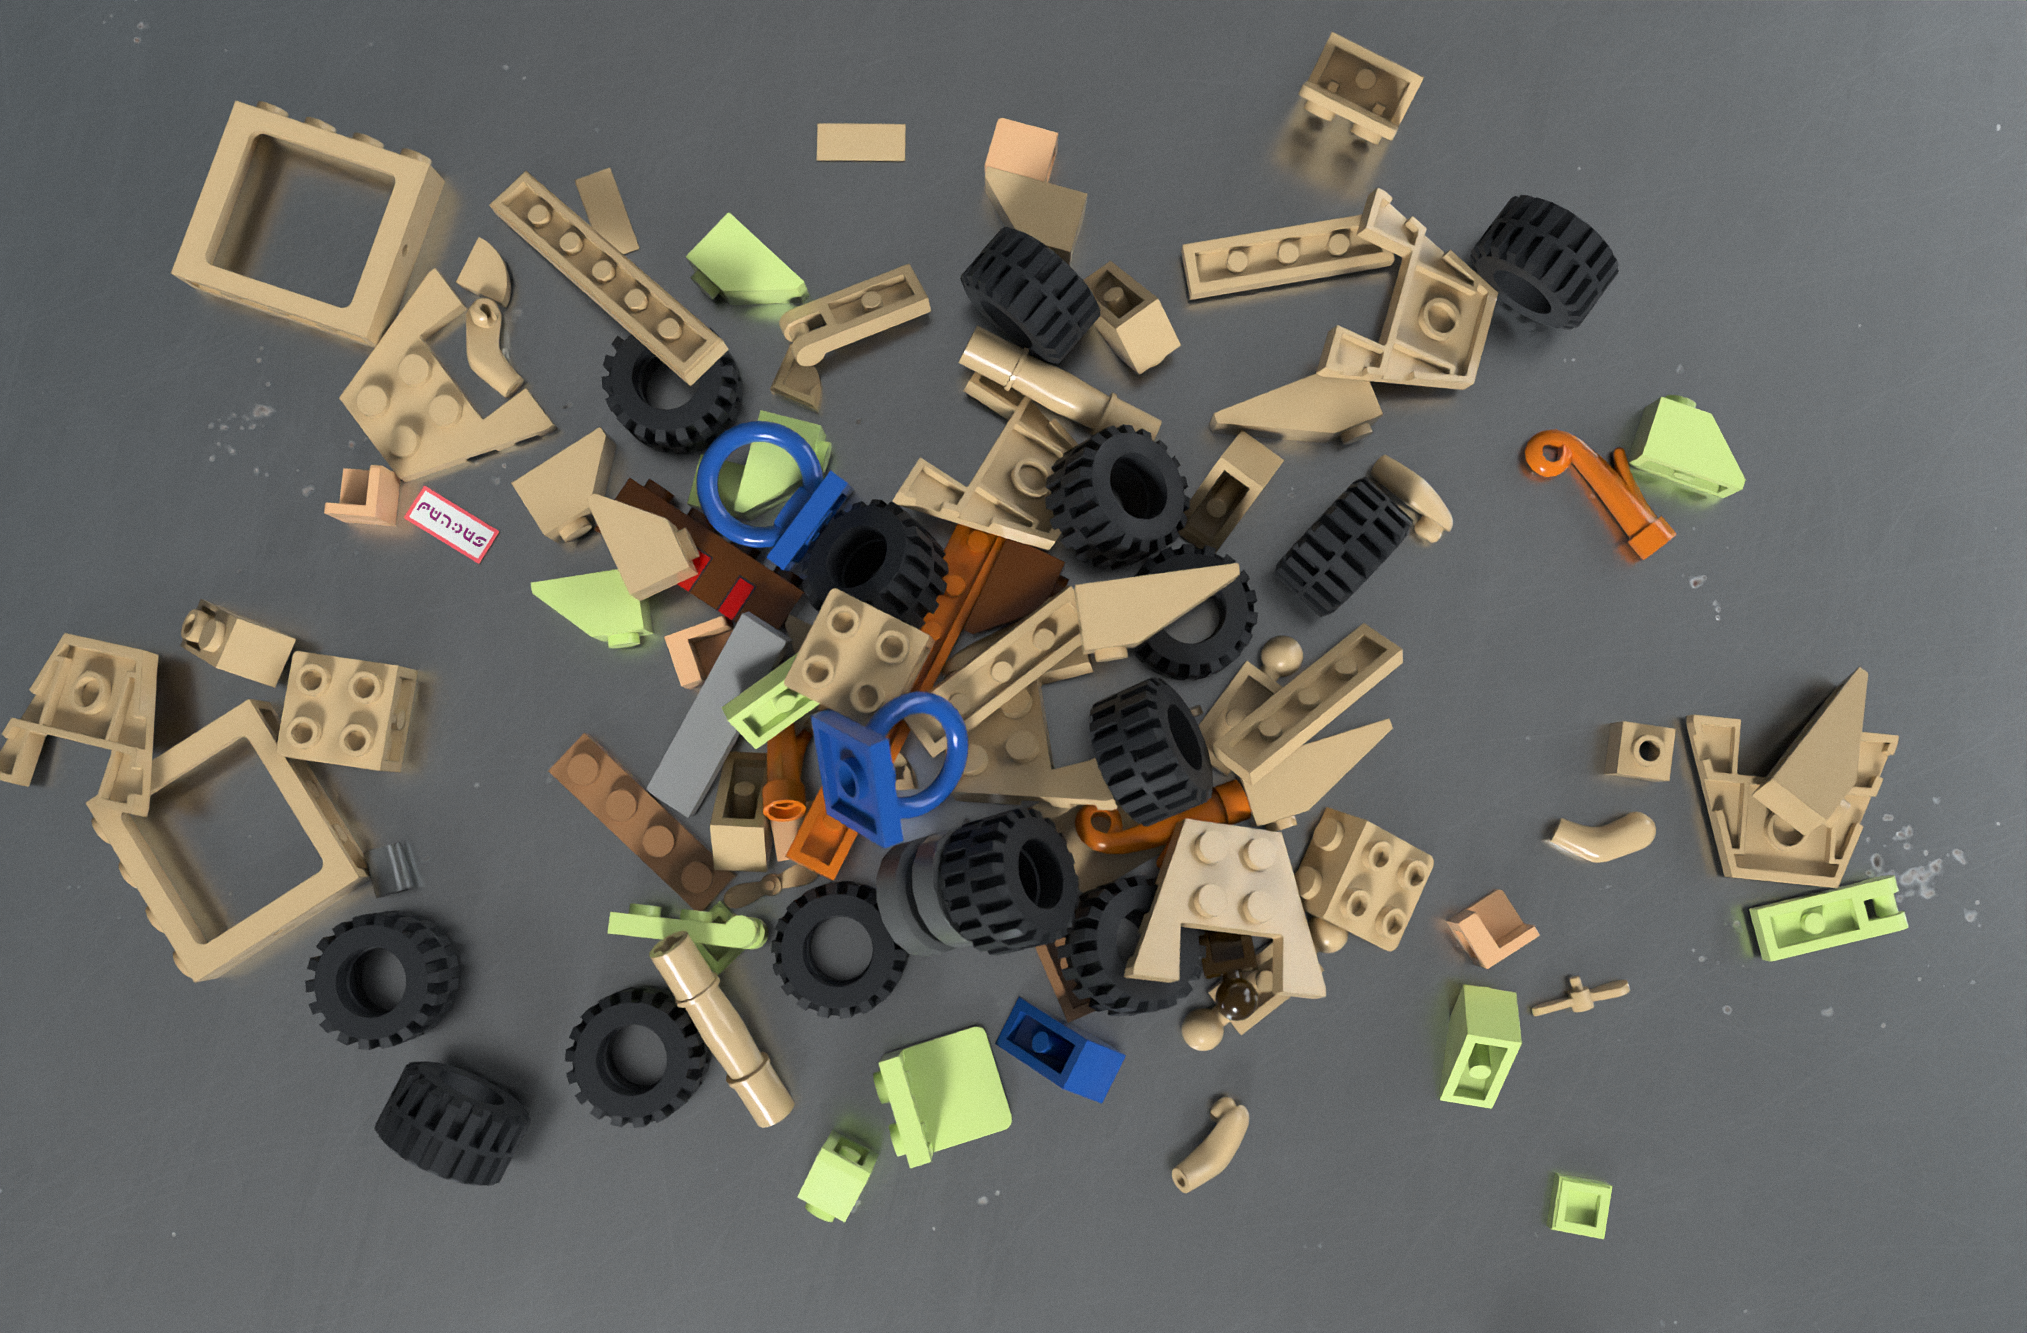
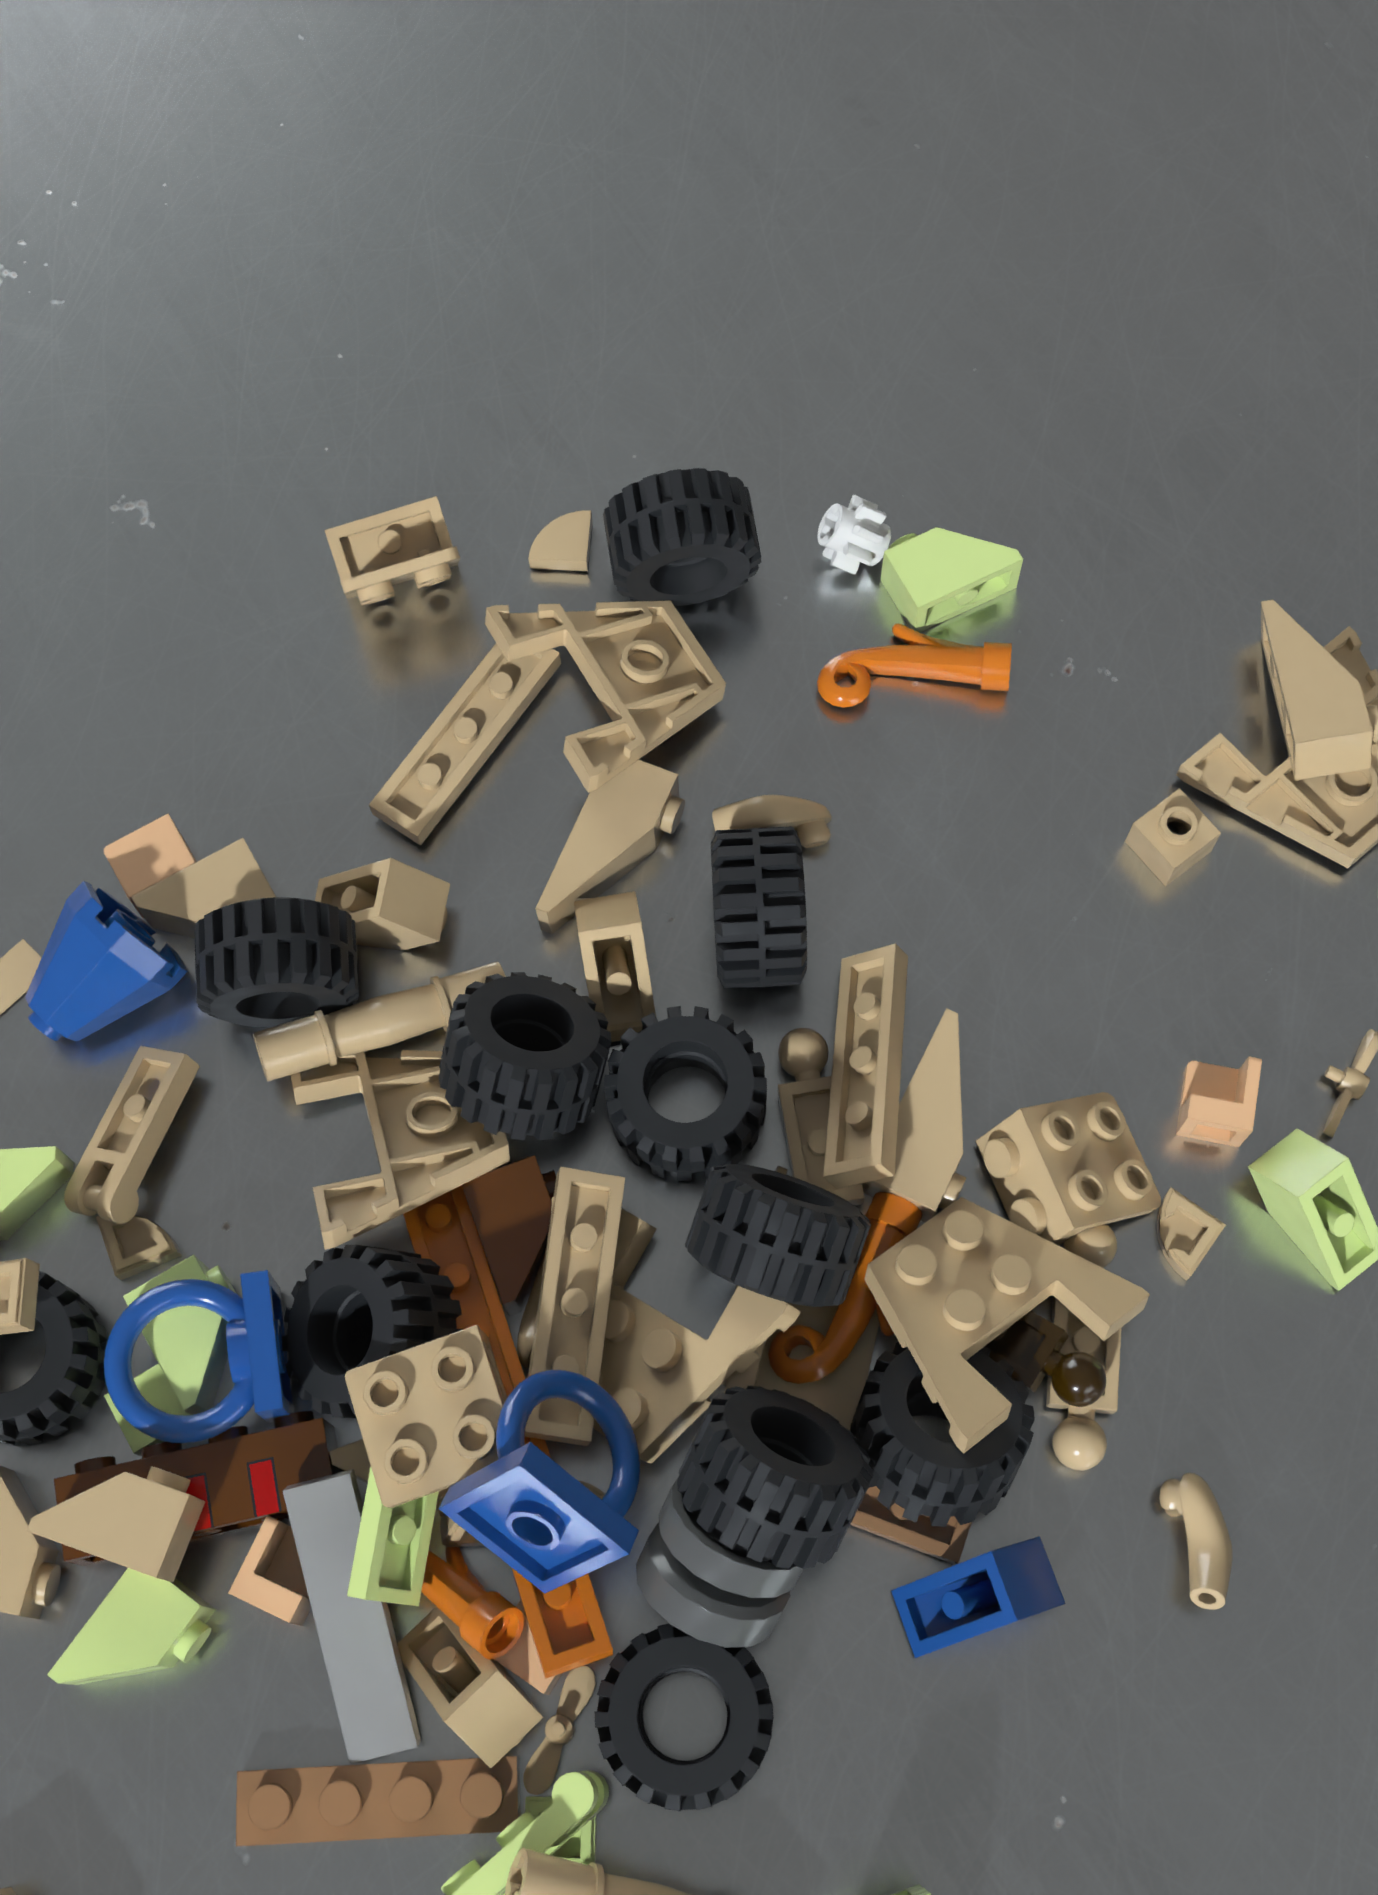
camera: 45 degrees left, 15 degrees down
(930, 190) = (97, 967): none -> blue cone
(942, 1093) = (917, 1754): yellowish green bracket -> none
(1133, 609) = (634, 1129): tan slope -> none
(1389, 980) = (1185, 1232): none -> tan tile
(1473, 186) = (563, 543): none -> tan tile
(1607, 841) = (1228, 935): tan arm -> none
(1657, 364) = (854, 534): none -> white gear

